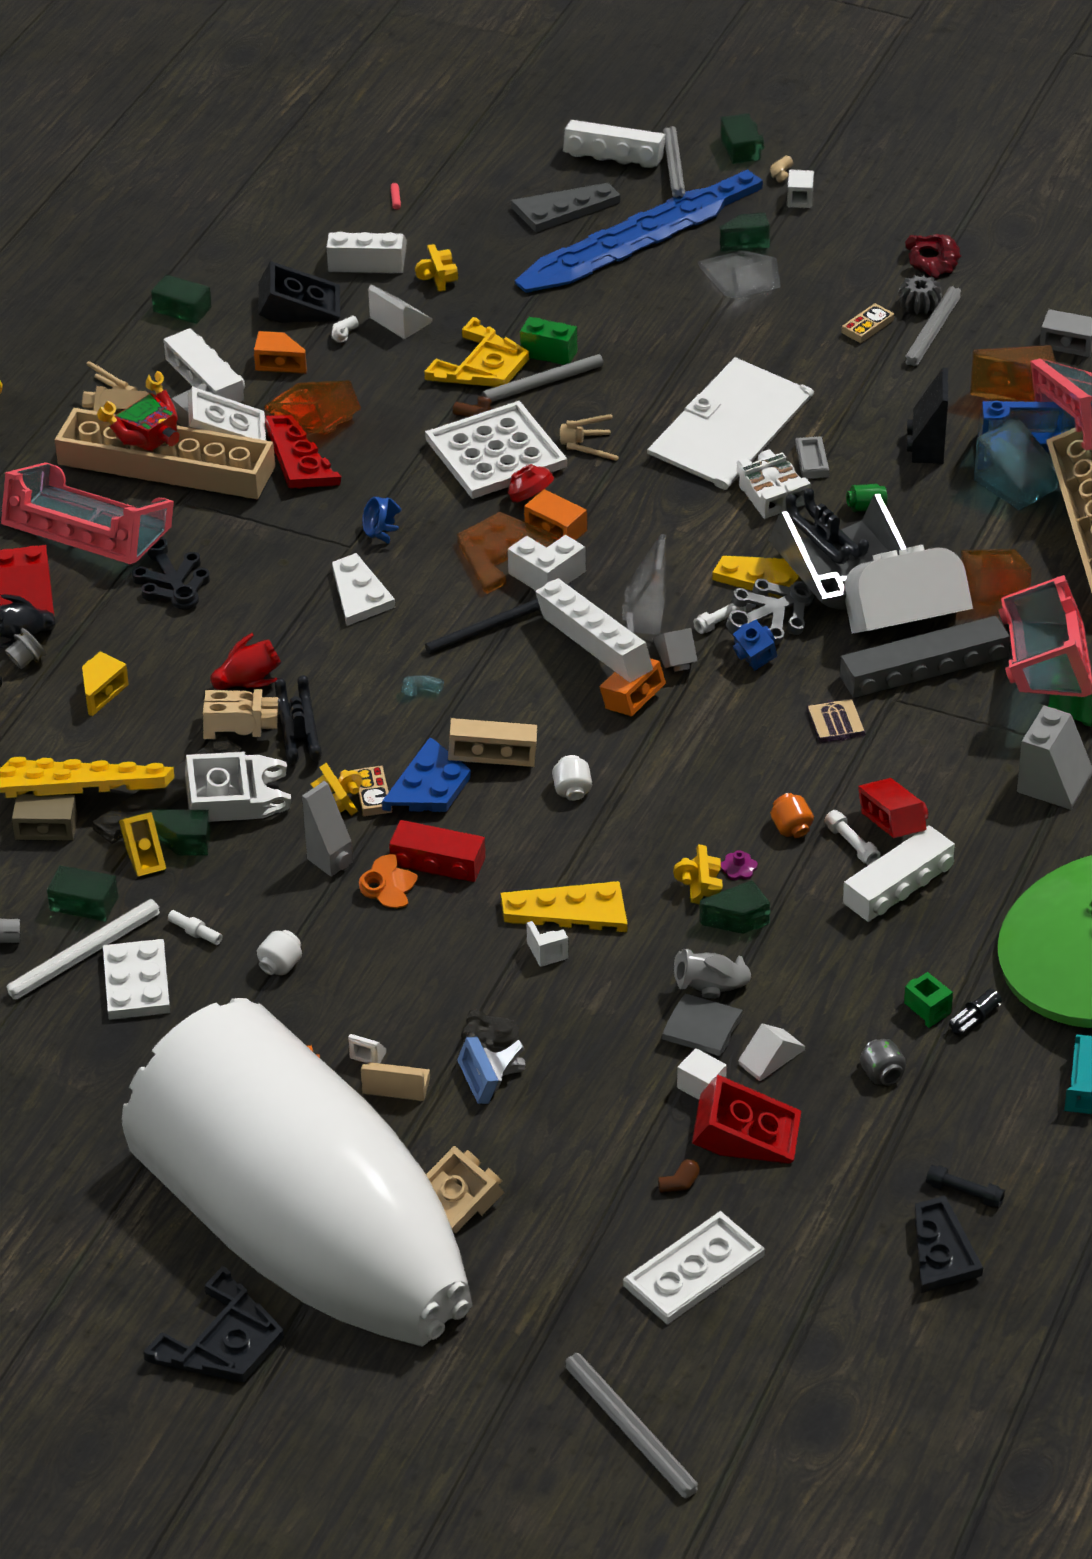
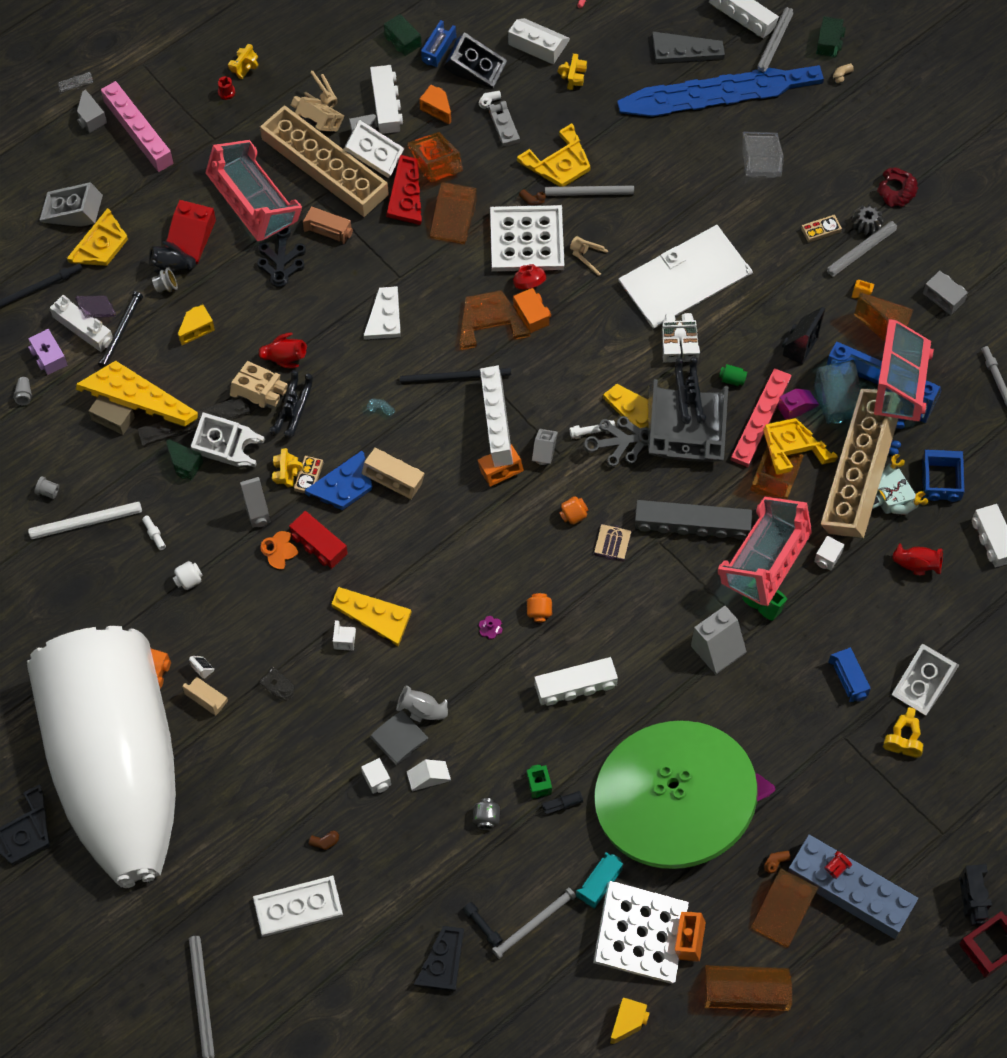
camera: 25 degrees right, 20 degrees up
(82, 893) = (104, 480): clear green brick -> none
(136, 979) = (103, 555): white plate -> none
(142, 844) = (155, 458): yellow slope -> none
(147, 421) = (315, 139): torso -> none
(216, 518) = (327, 224): none -> nougat window
(236, 295) = (437, 44): none -> blue window
(379, 452) = (453, 212): none -> clear orange slope
(380, 348) = (504, 124): none -> light grey plate
(382, 512) = (421, 263): blue piece -> none
(395, 313) = (529, 99): white slope -> none
(463, 1186) = (196, 792): tan plate -> none
(486, 1068) = (259, 712): medium blue piece -> none
(538, 565) = (505, 349): white brick -> none
(549, 340) = (607, 163): green brick -> none
(572, 777) = (426, 519): white head -> none
(647, 592) = (548, 399): clear slope -> none
(697, 873) = (464, 620): yellow hips -> none
(736, 909) = (466, 662): clear green slope -> none
(745, 233) = (784, 121): clear green slope -> none
(745, 1123) = (382, 822): red slope -> none
(754, 644) = (592, 465): blue brick -> none
(763, 700) = (574, 510): none -> orange head
(800, 188) = (843, 96): white brick -> none
(812, 457) = (720, 326): light grey tile -> none
(837, 823) = (570, 652): white bar -> none
(892, 807) = (598, 633): red brick -> none
(905, 588) = (703, 468): white brick -> none
(930, 511) = (760, 417): none -> coral plate
(960, 365) = (863, 287): none -> light orange slope
(966, 500) = (796, 403): none -> magenta slope
(994, 535) = (791, 438): none -> yellow wing
(1008, 1207) = (498, 951): none -> light grey bar

